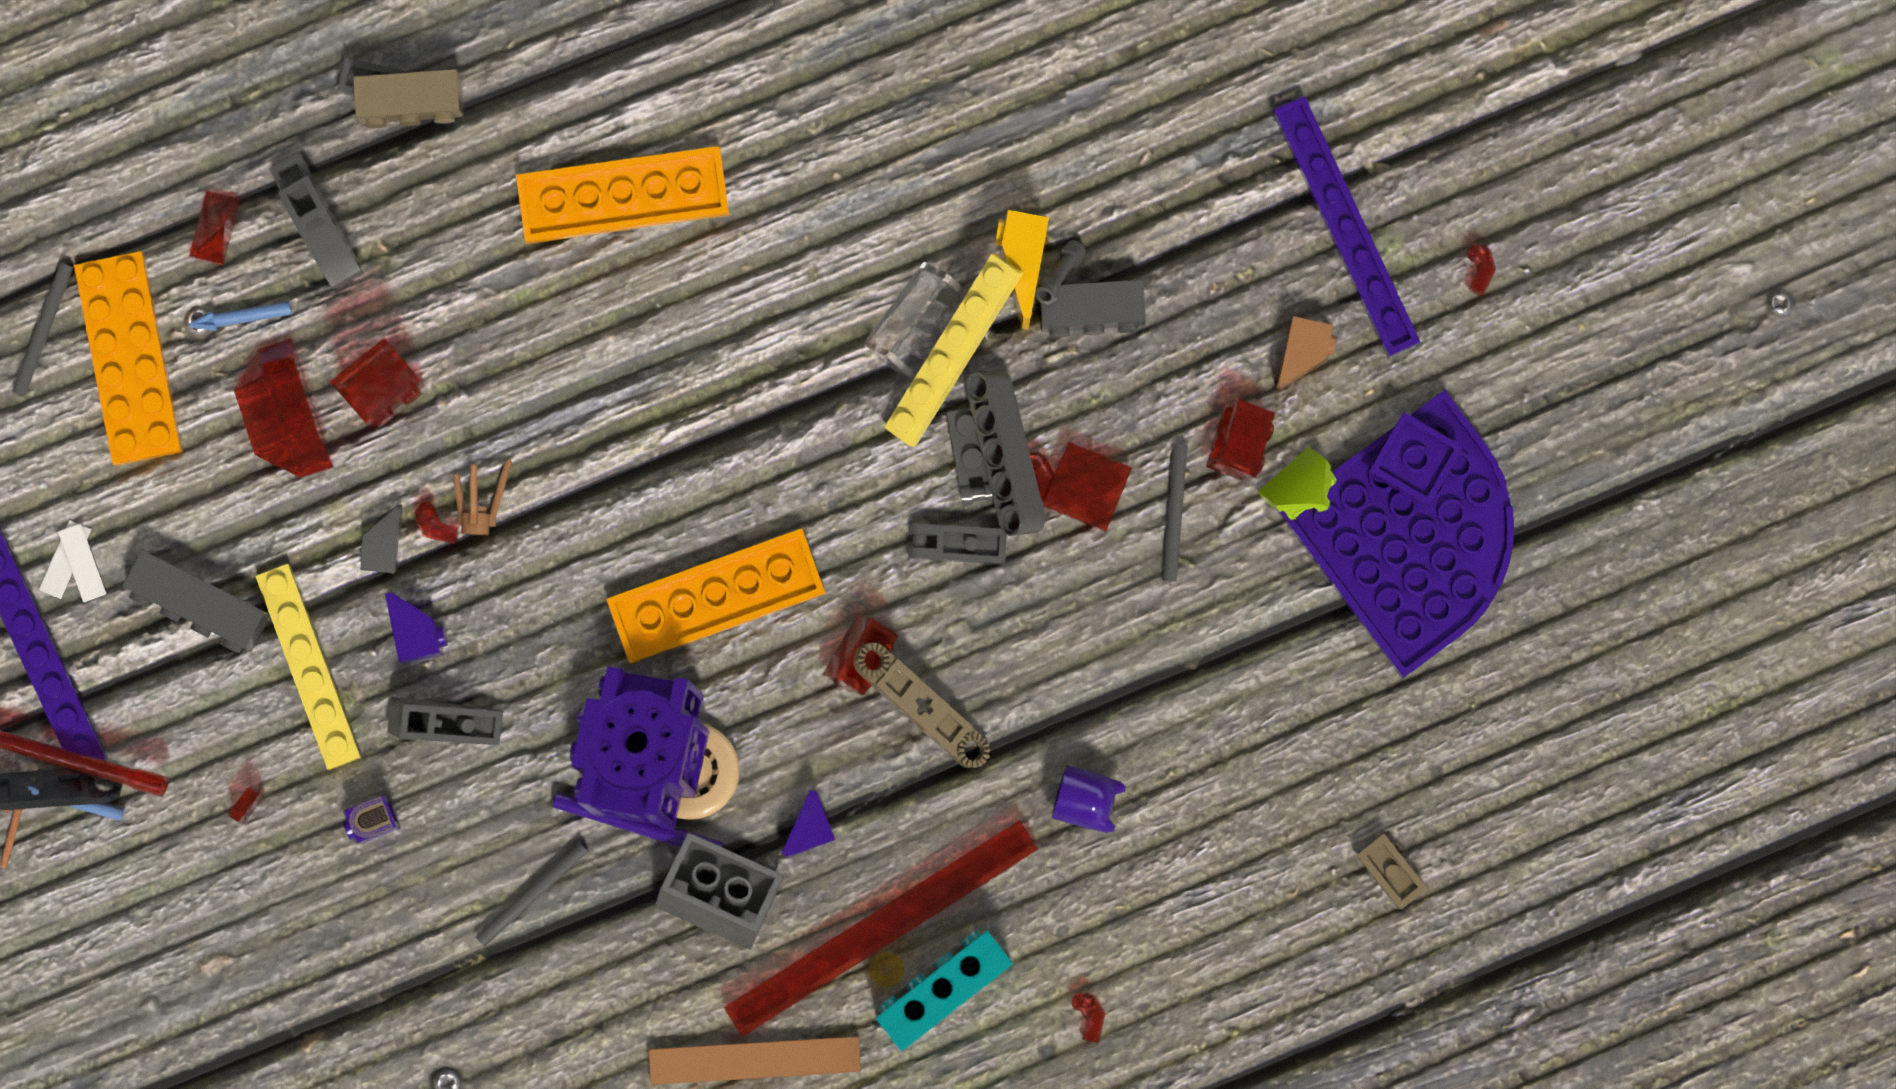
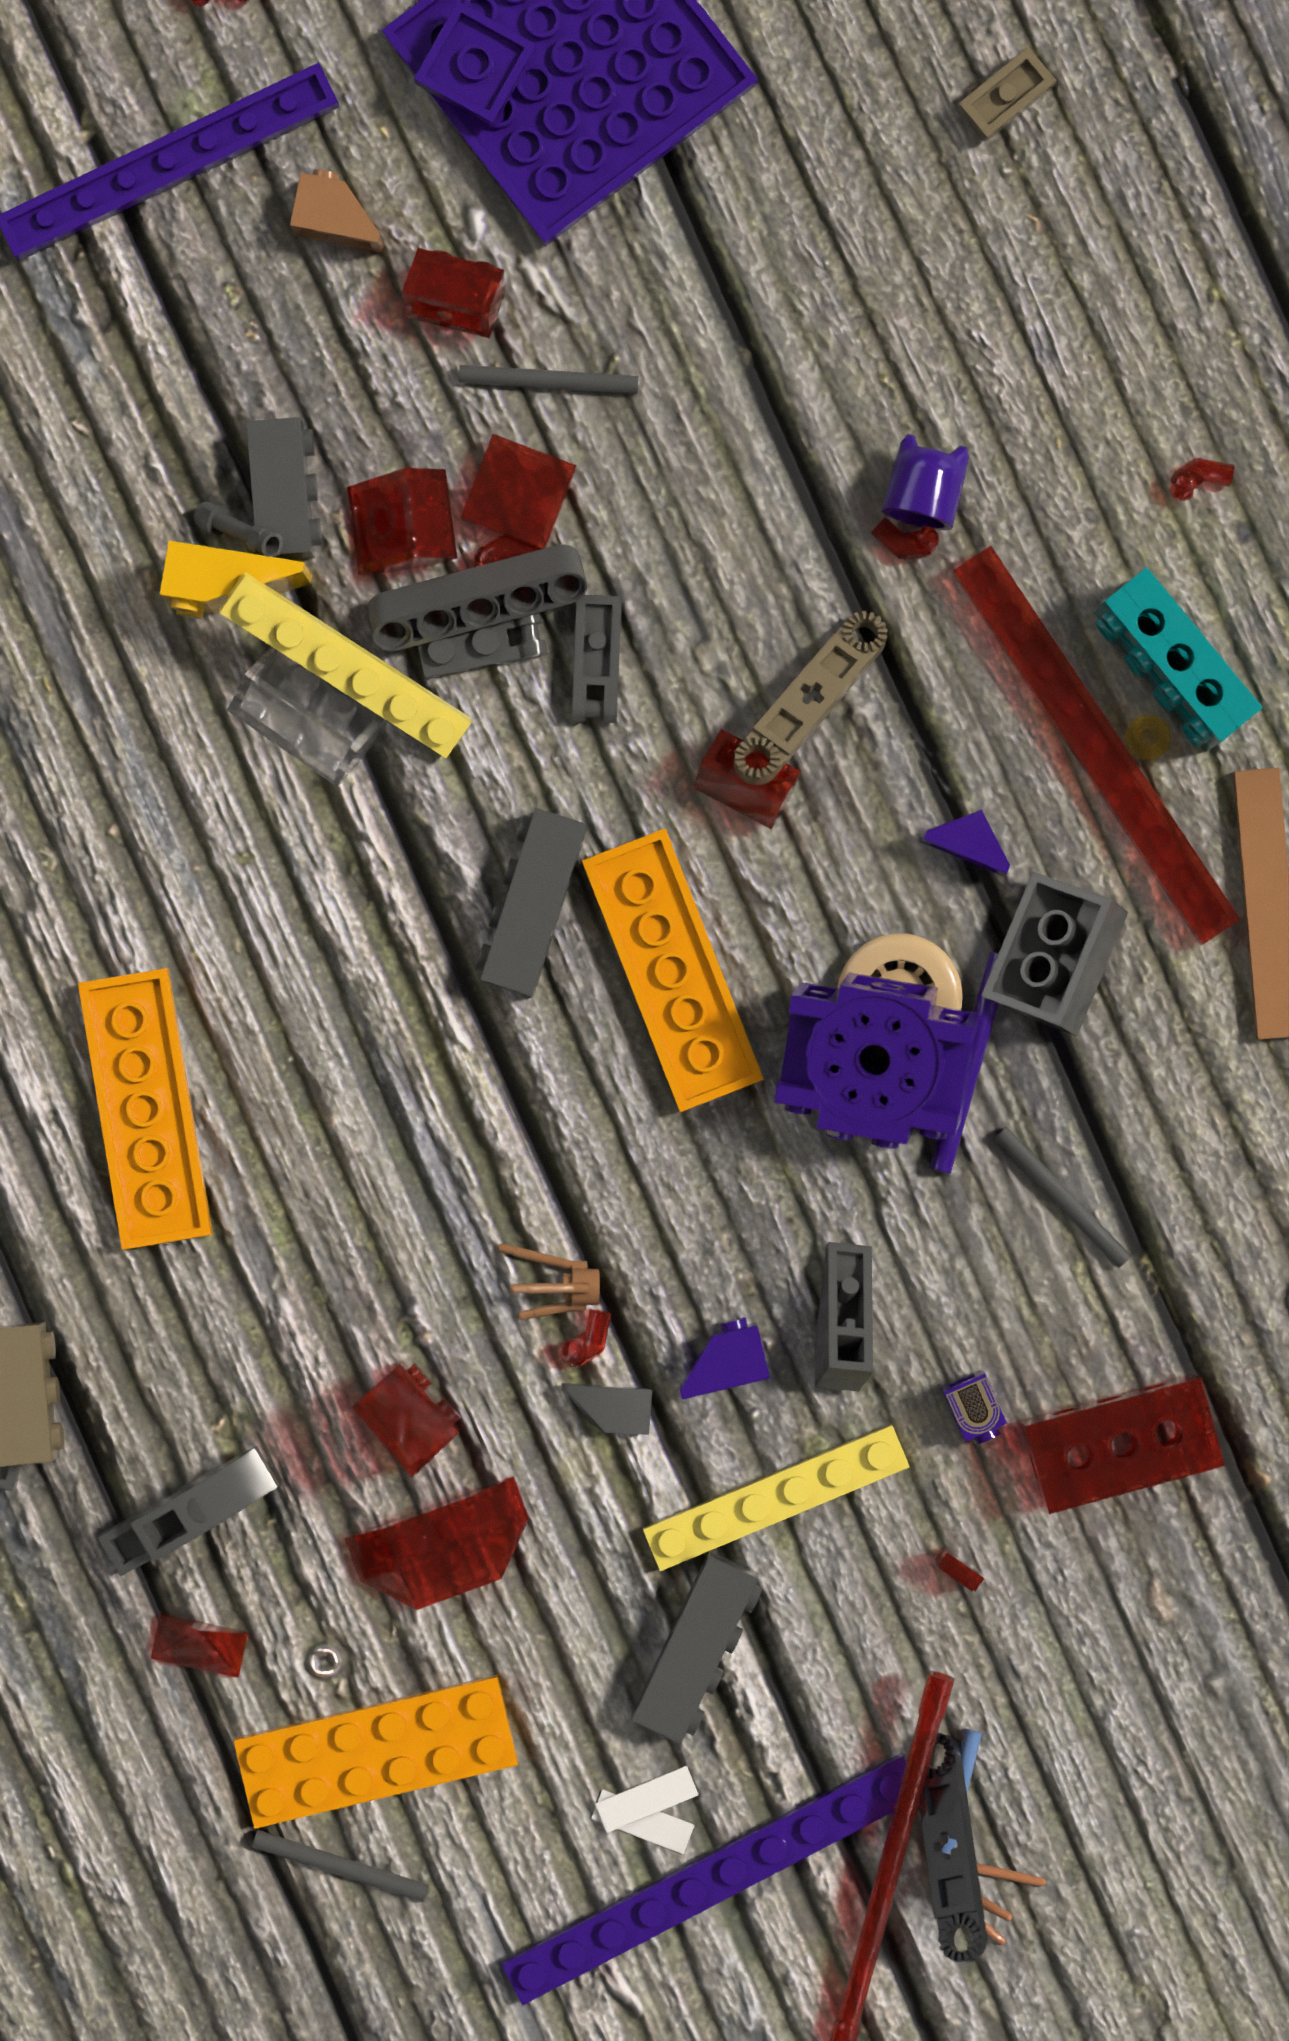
camera: 90 degrees left, 5 degrees up
(211, 320) = (324, 1641): medium blue piece -> none
(315, 925) = (1147, 1461): none -> clear red brick
(771, 490) = (533, 901): none -> dark grey brick
(1041, 785) = (908, 544): none -> clear red arm
(1066, 398) = (402, 521): none -> clear red slope
(1300, 485) = (511, 214): lime slope -> none

